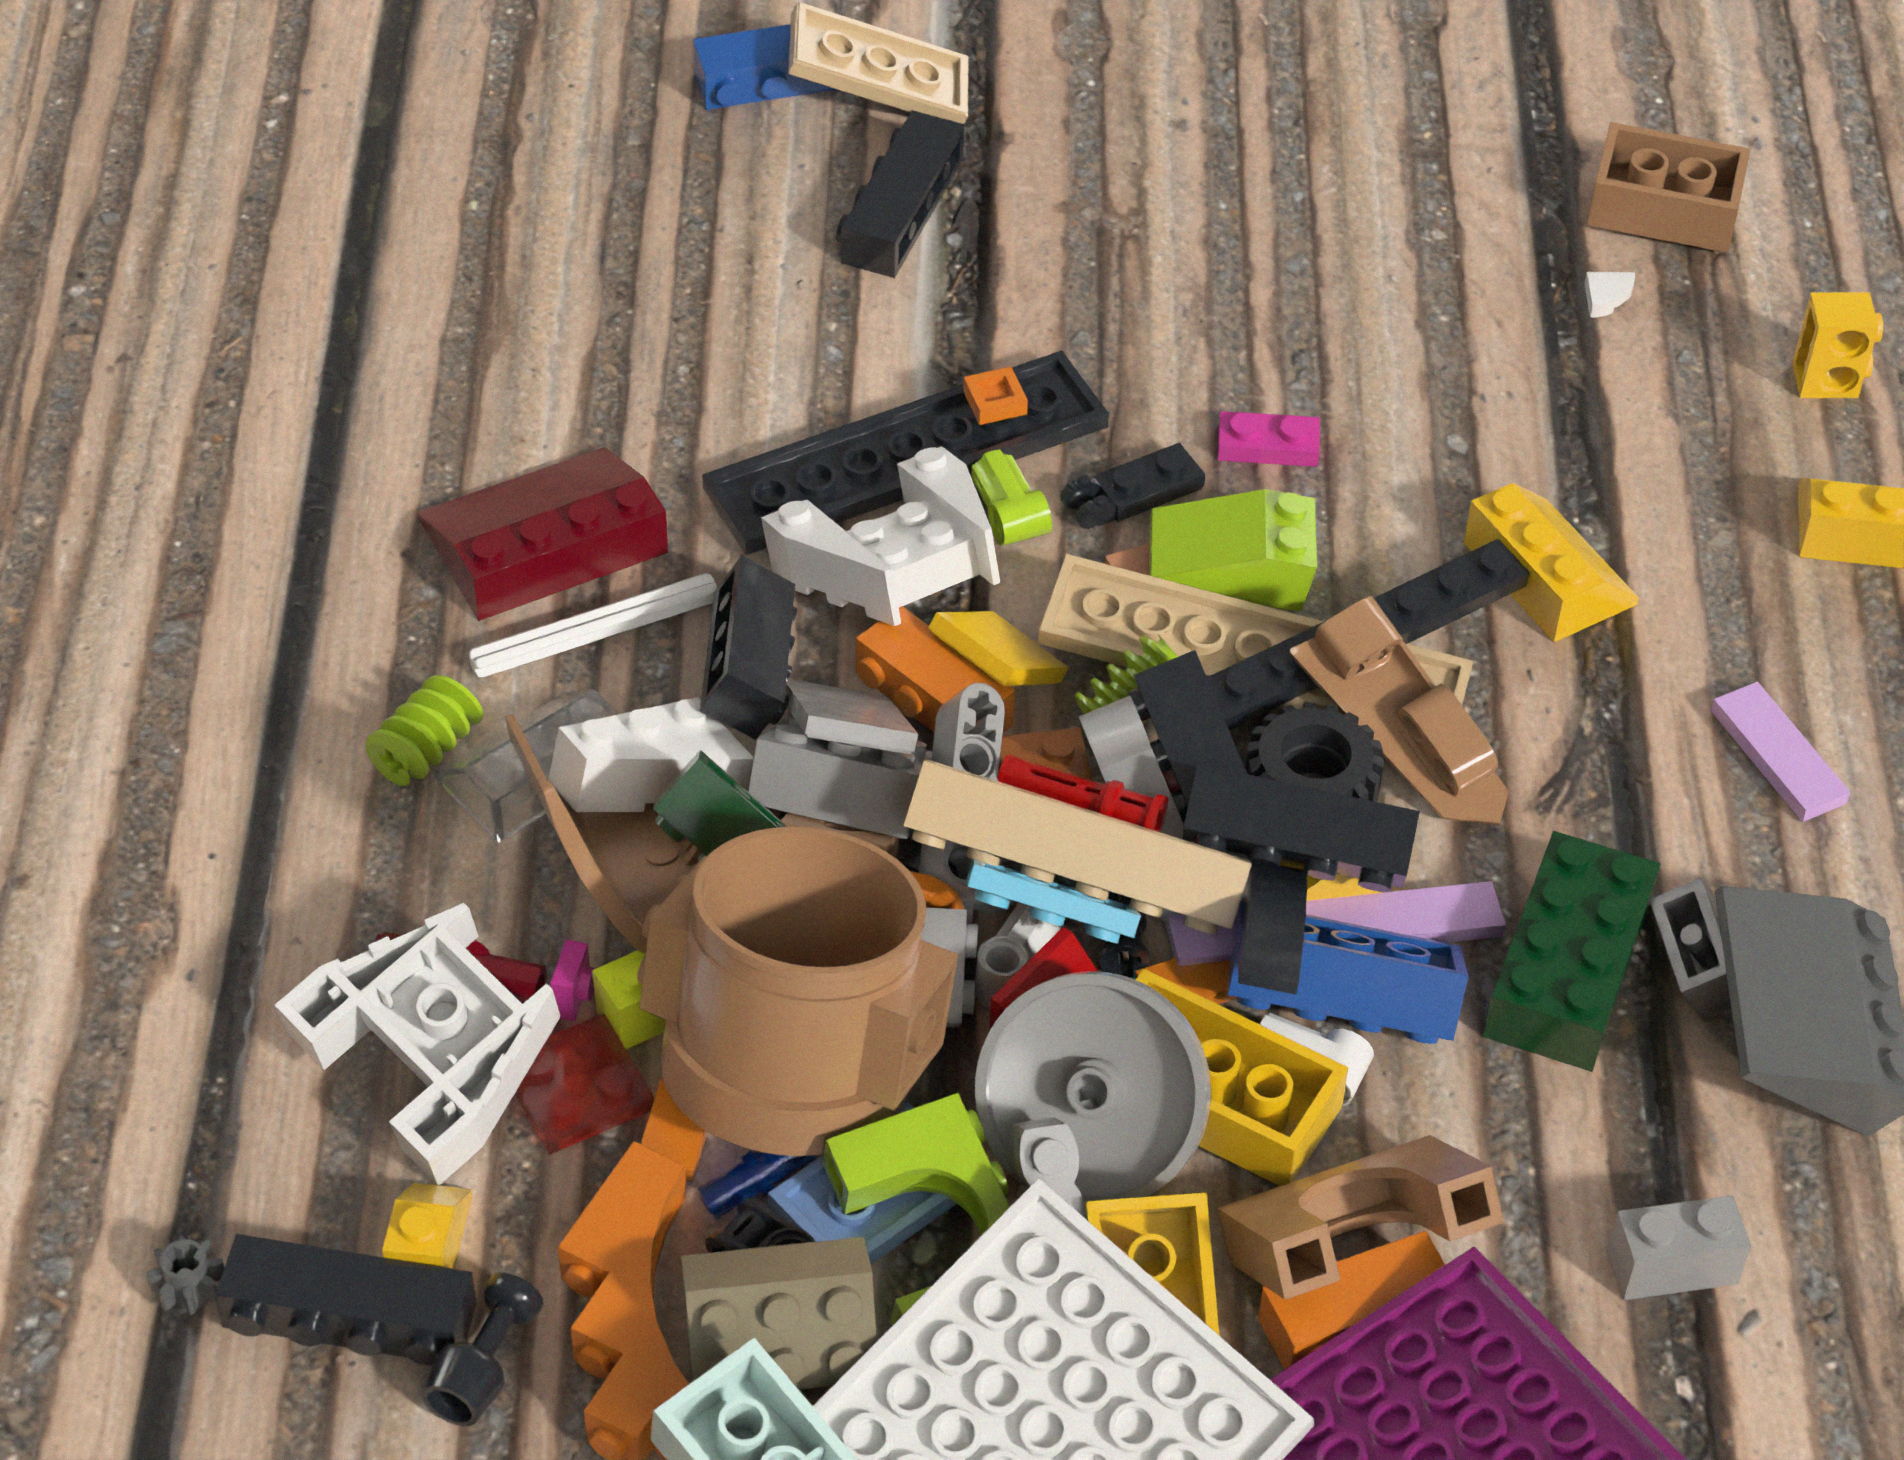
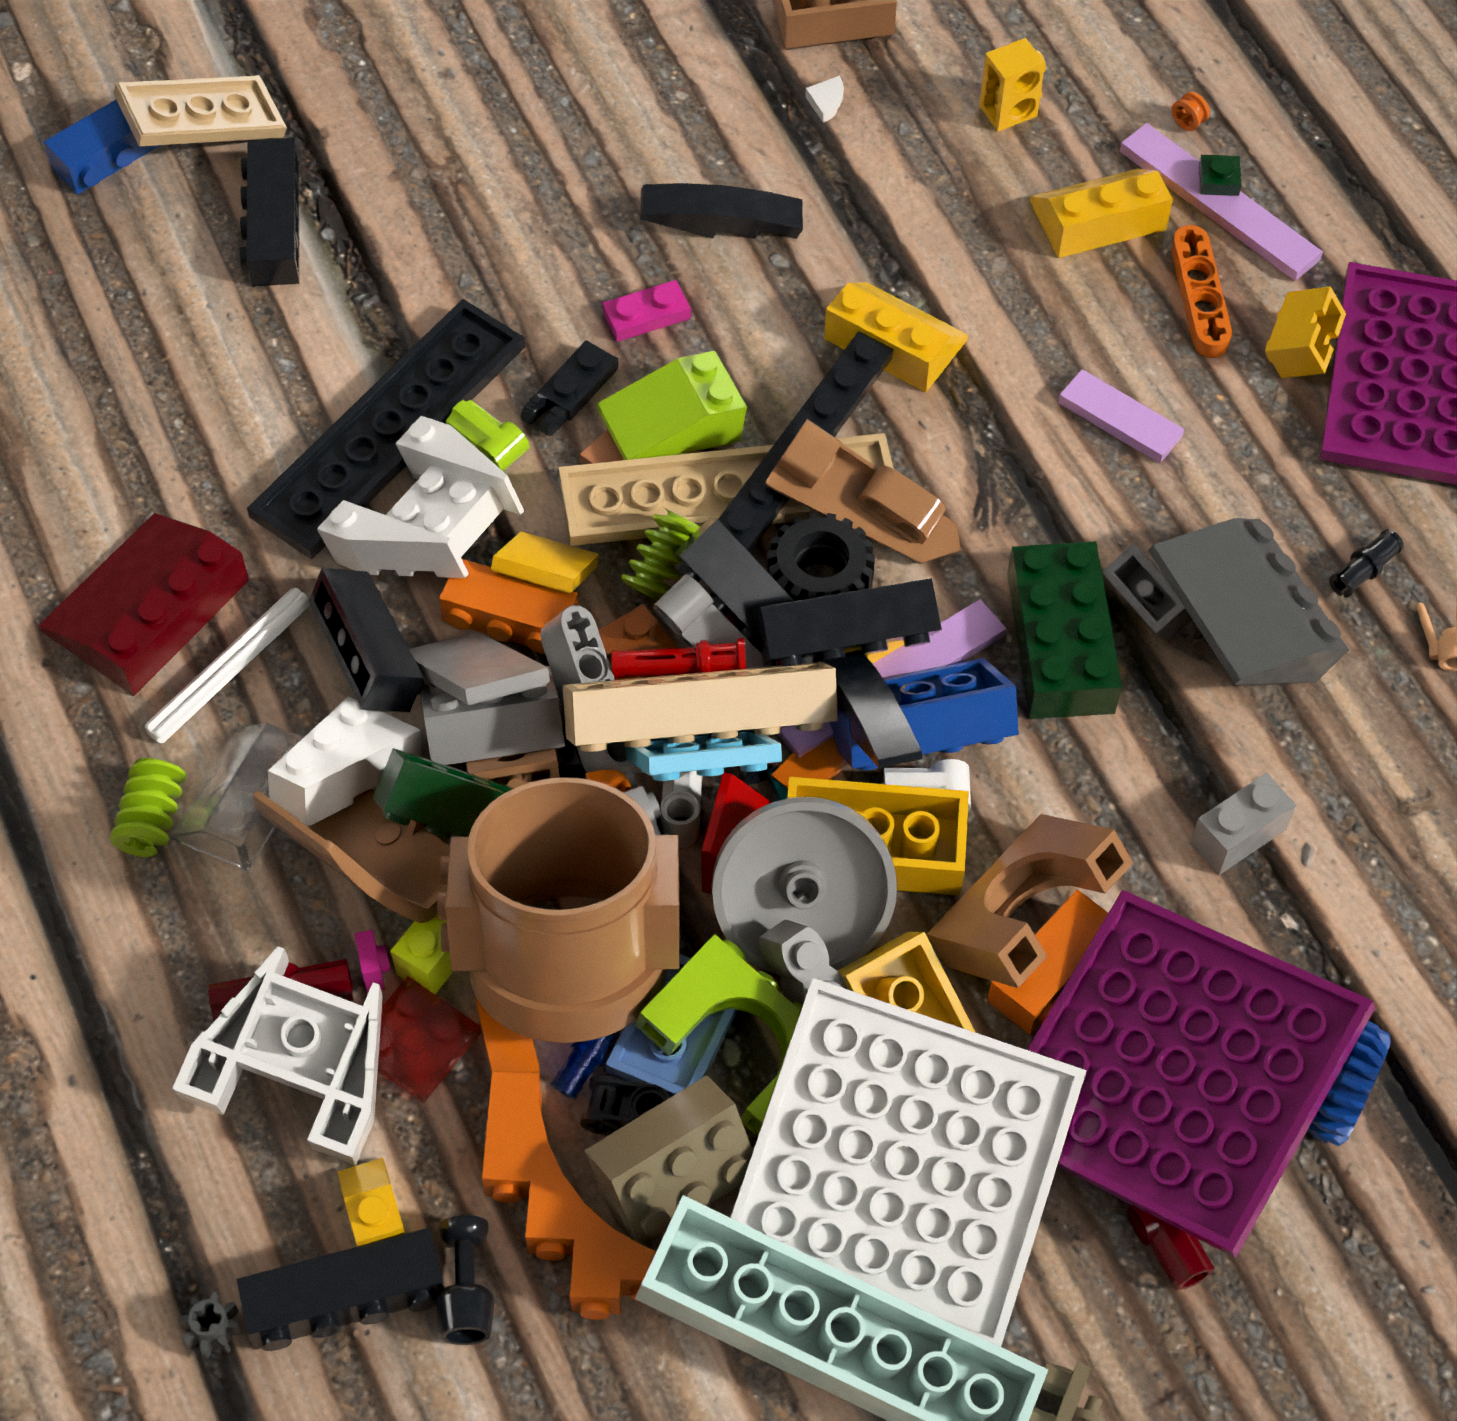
camera: 25 degrees left, 10 degrees up
(995, 395) = (437, 357): orange plate -> none
(1398, 354) = (708, 208): none -> black slope

